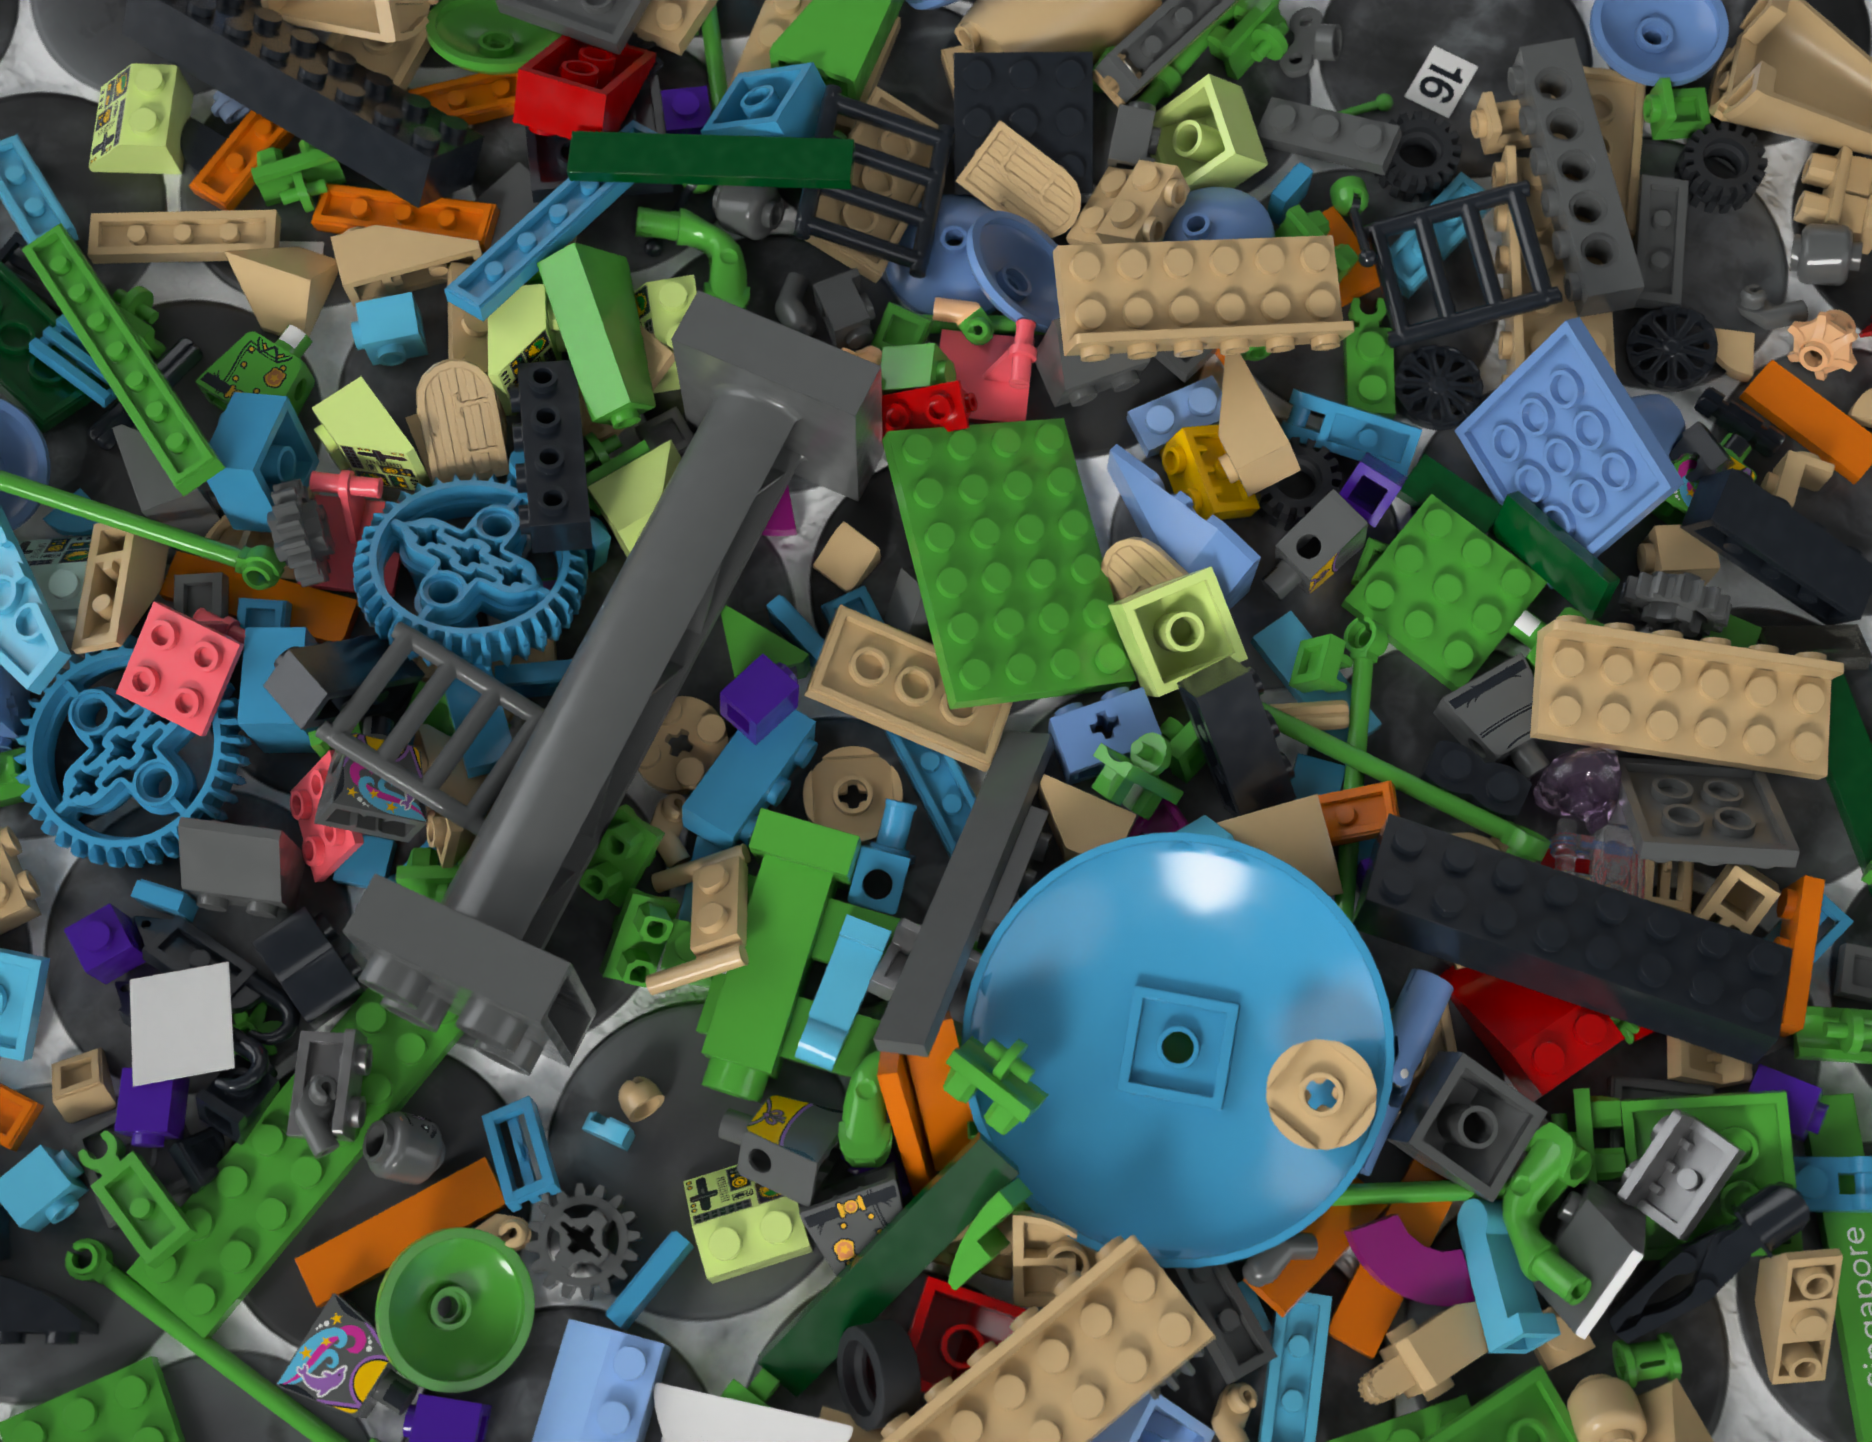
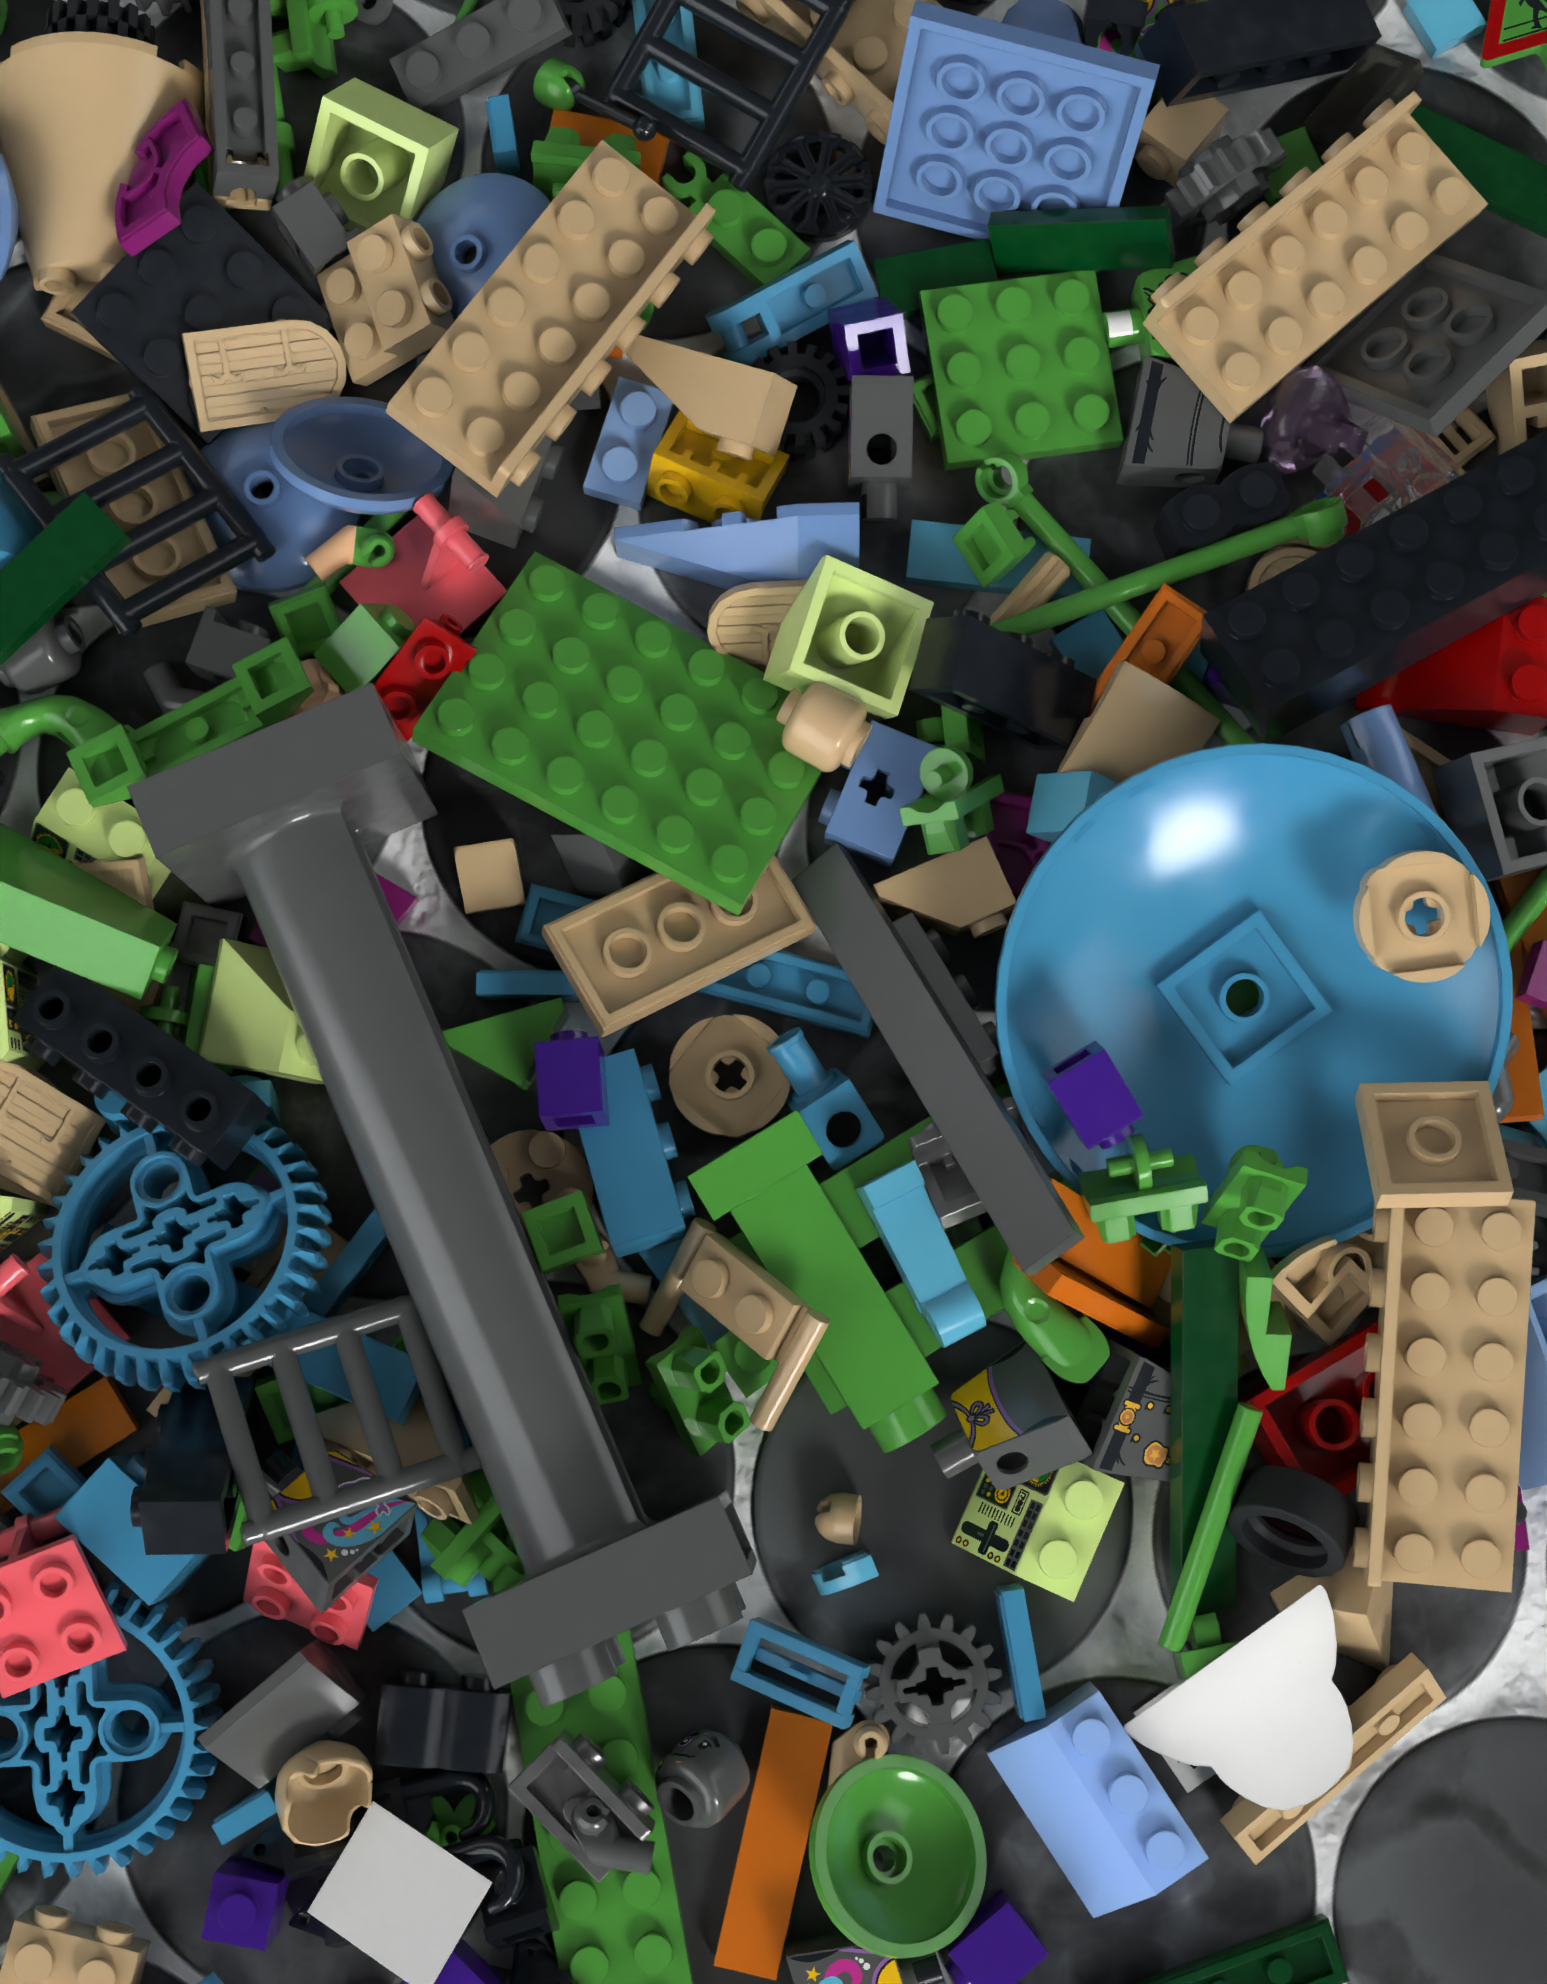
camera: 50 degrees left, 10 degrees up
(209, 924) = (321, 1791): none -> tan hair
(666, 772) = (563, 1232): none -> bright green tile
(828, 1324) = (1210, 1527): none -> bright green bar
(838, 328) = (263, 693): none -> bright green slope
(1023, 997) = (1093, 1097): none -> dark purple brick
(1049, 1152) = (1251, 1200): none -> bright green hips
(1091, 25) = (167, 157): none -> magenta tile
(1110, 659) = (824, 726): none -> tan head
(1187, 1233) = (1433, 1144): none -> tan plate

